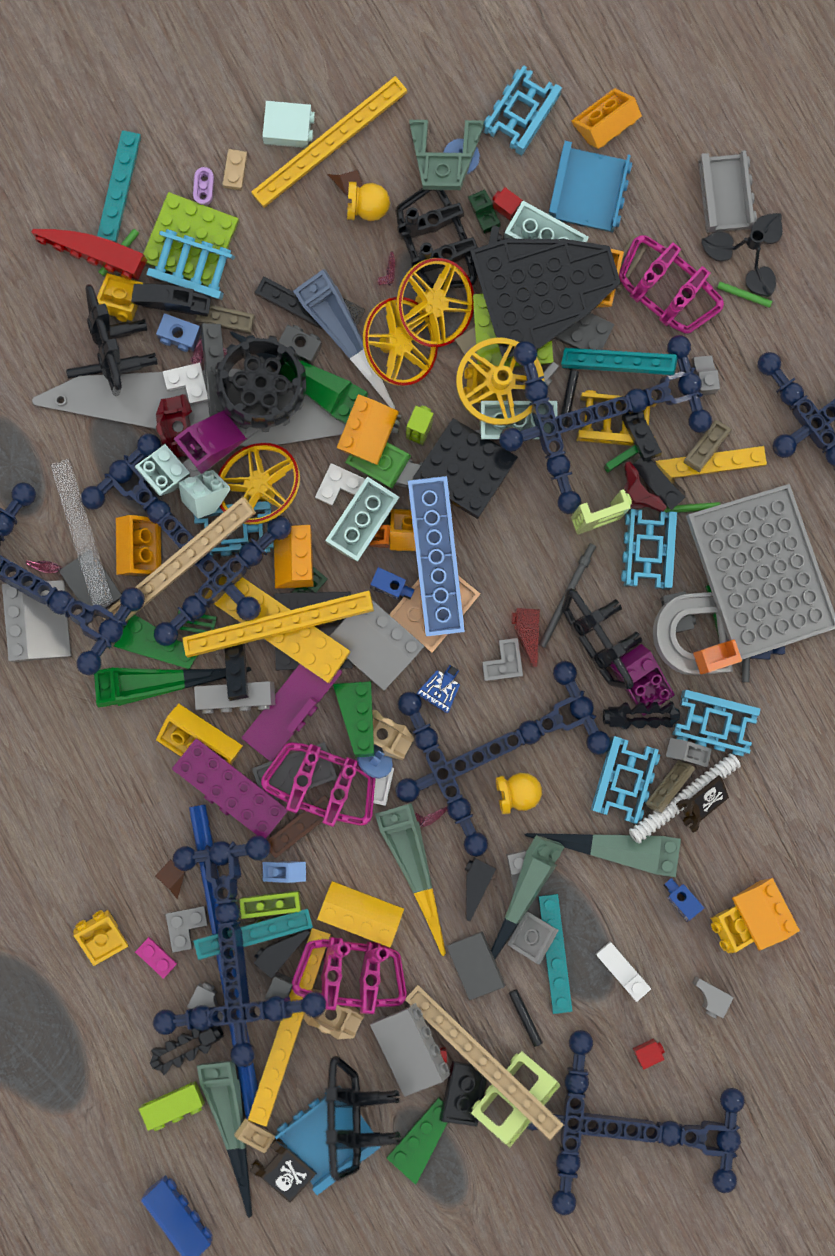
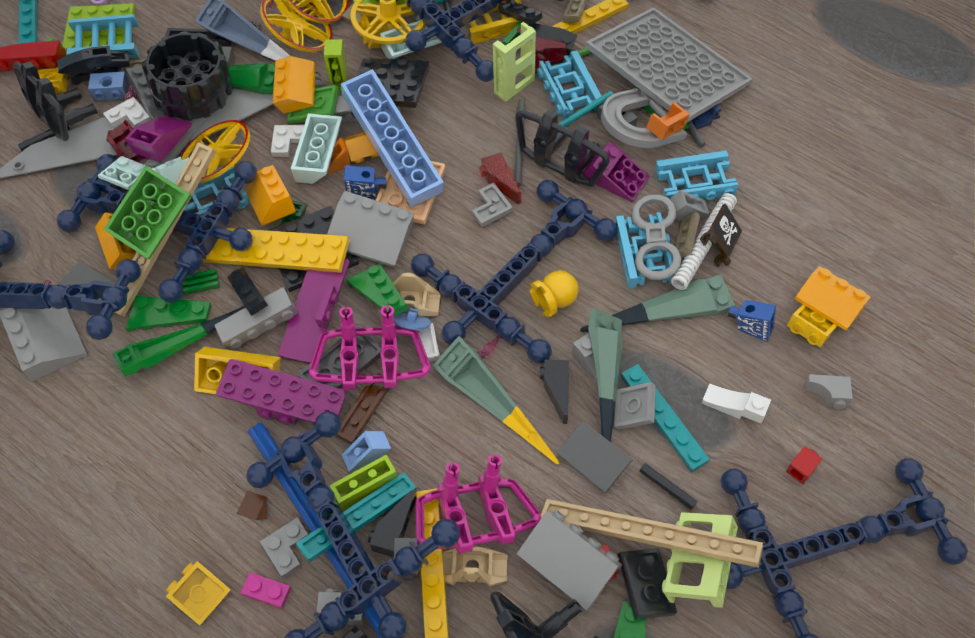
camera: 10 degrees left, 25 degrees down
(81, 533) = (61, 245): clear plate -> none
(170, 551) = (147, 212): none -> bright green slope
(278, 624) = (271, 241): yellow plate -> none
(360, 914) = (469, 454): yellow slope -> none
(441, 689) = (445, 245): torso -> none
(617, 717) = (611, 204): black sword -> none
(639, 777) = (656, 237): none -> light grey bar
(645, 592) = (585, 110): none -> teal bar

